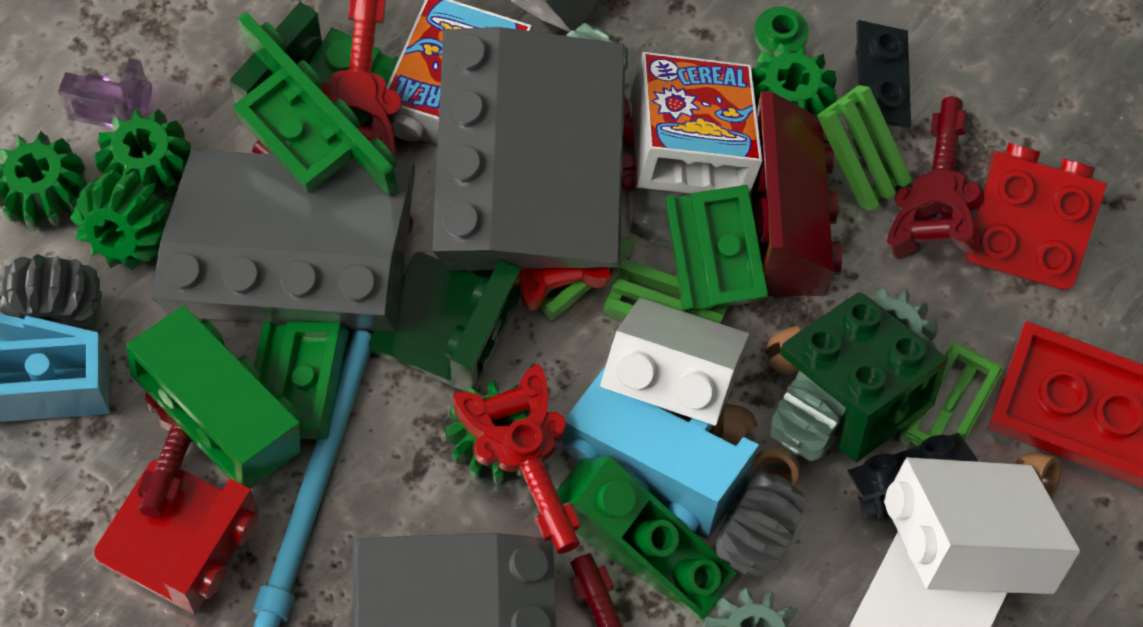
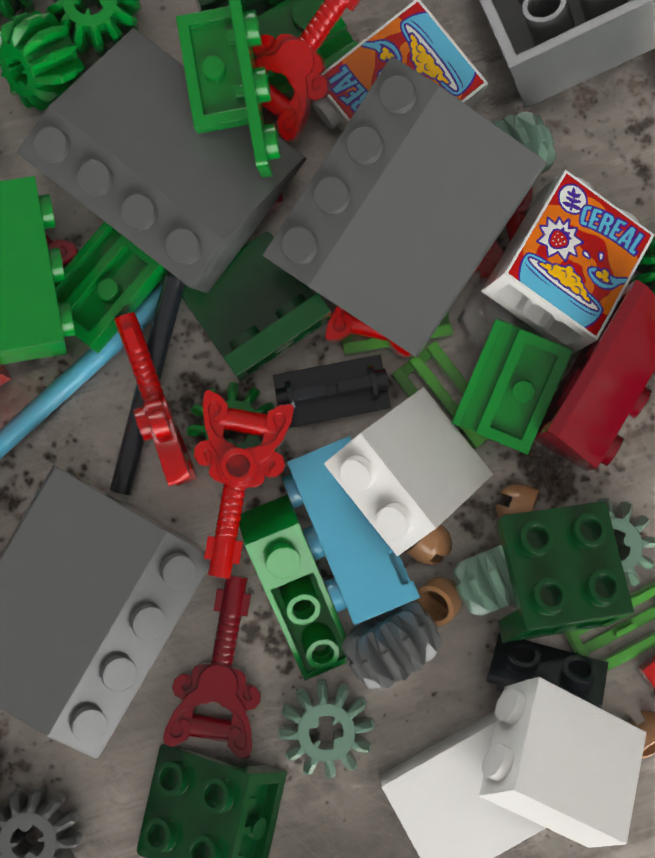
camera: 30 degrees right, 20 degrees up
(388, 433) = (158, 346): none -> black bar
(420, 453) = (156, 416): none -> red piece
(565, 347) = (334, 390): none -> black hinge

